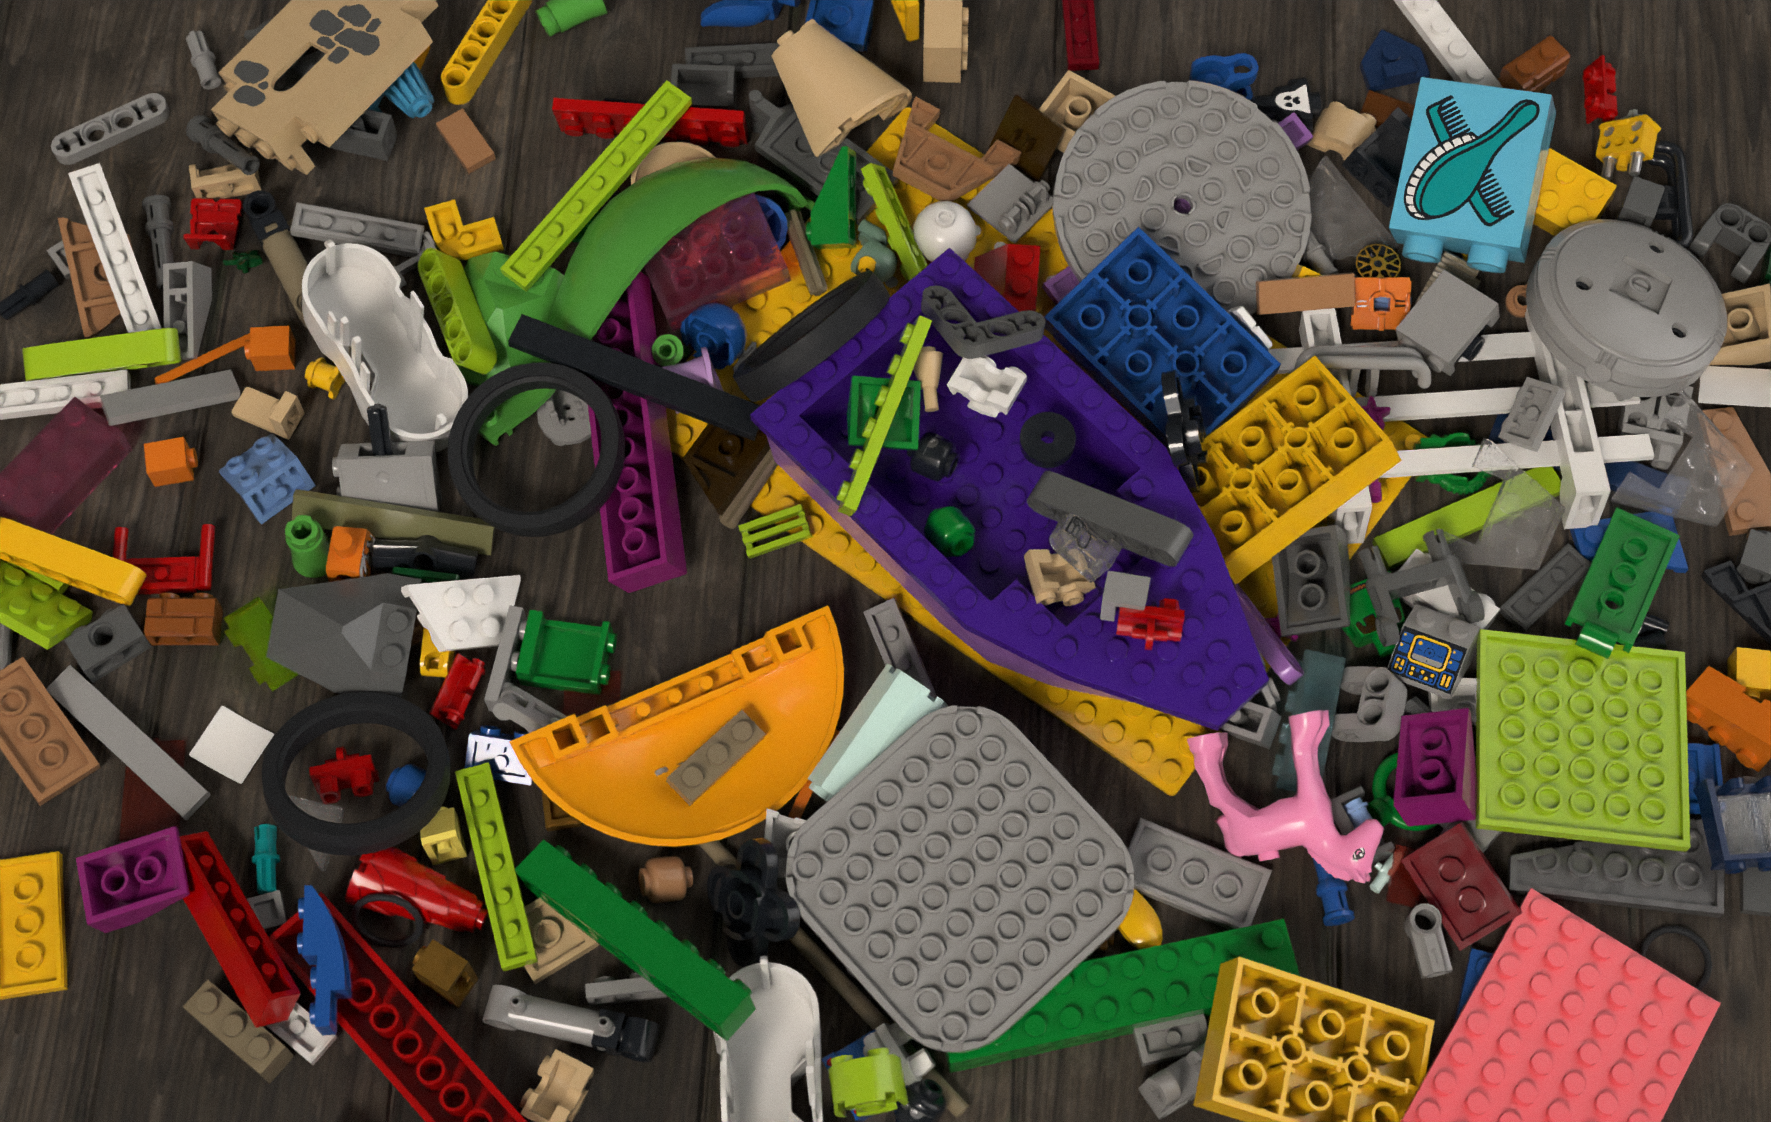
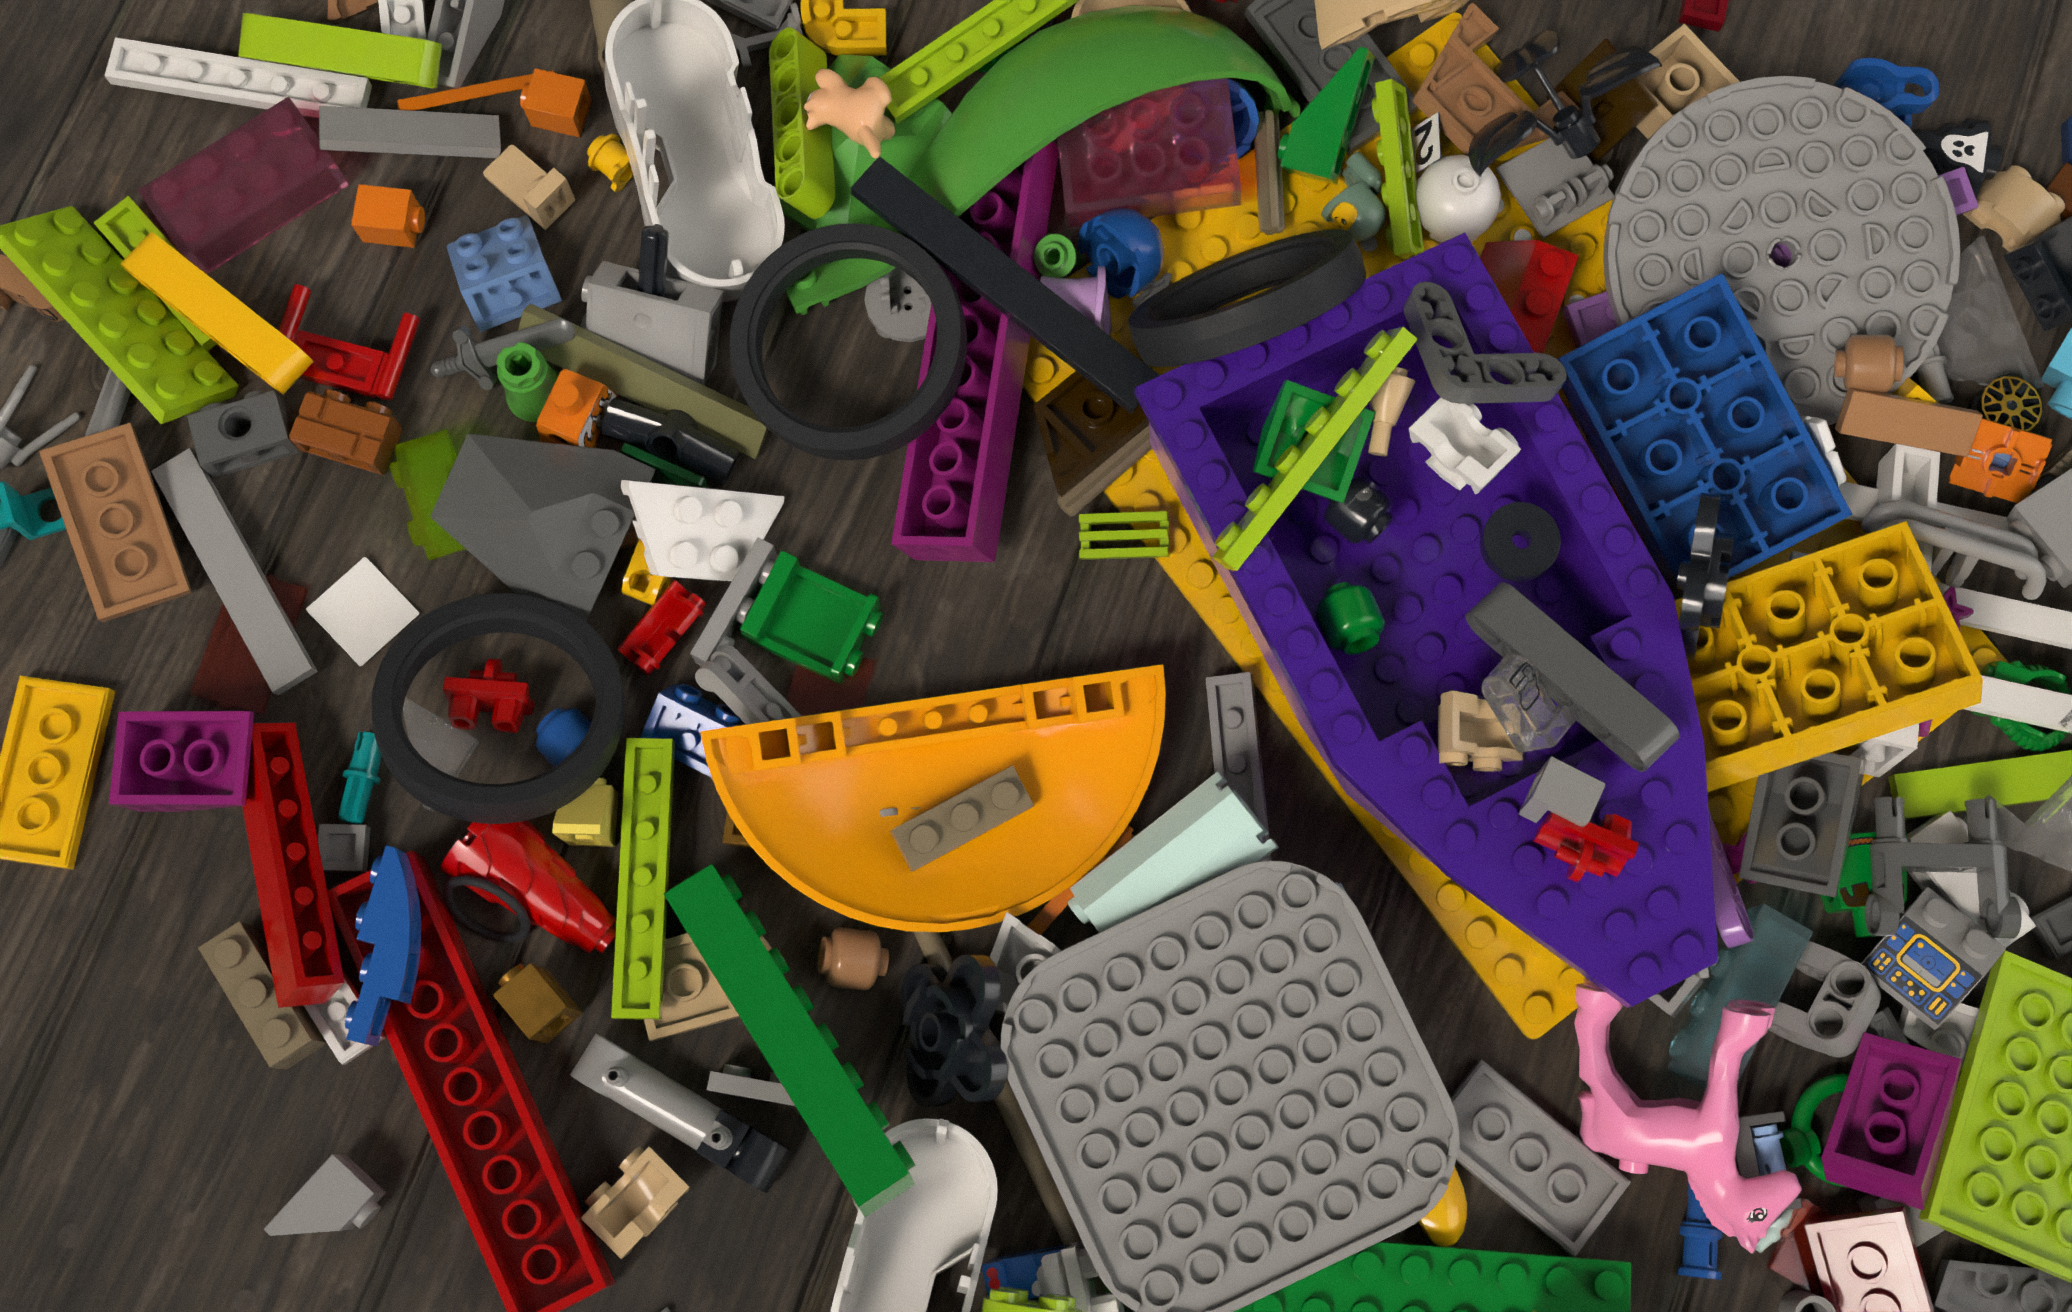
camera: 10 degrees right, 10 degrees up
(266, 540) = (480, 357): none -> dark grey sword
(492, 290) = (852, 110): none -> light nougat animal
(910, 201) = (1426, 142): none -> white sticker
(1009, 160) = (1571, 125): none -> black plant
(1264, 260) = (1869, 363): none -> medium nougat head

